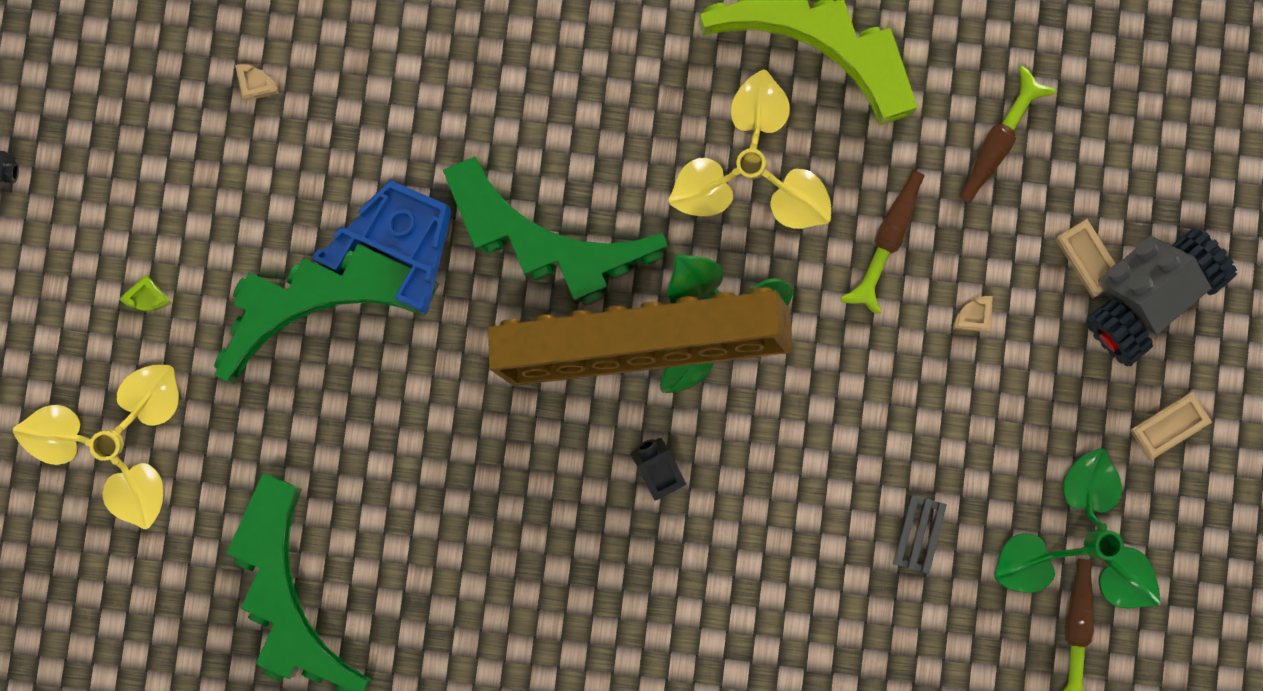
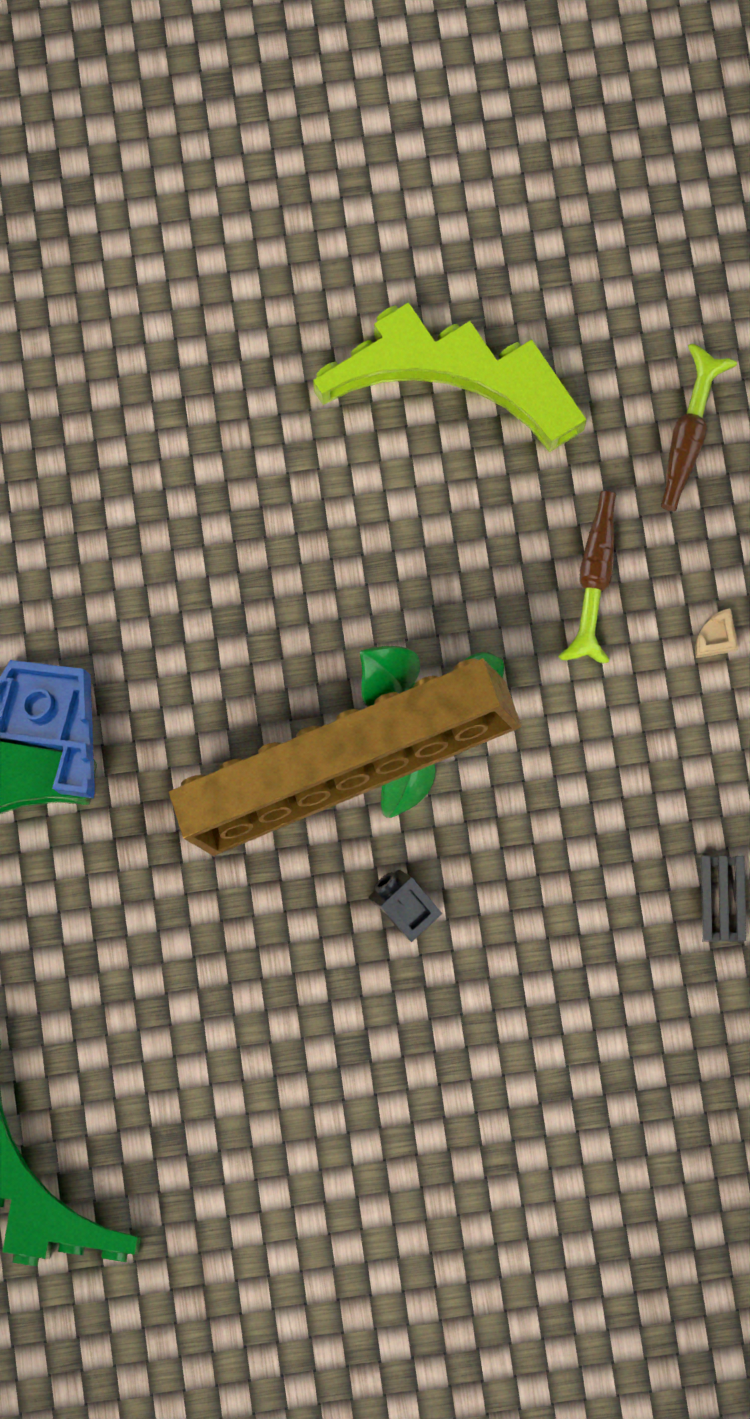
camera: 15 degrees left, 5 degrees down
(582, 263) = (202, 693): green arch -> none
(704, 189) = (368, 573): light yellow plant -> none

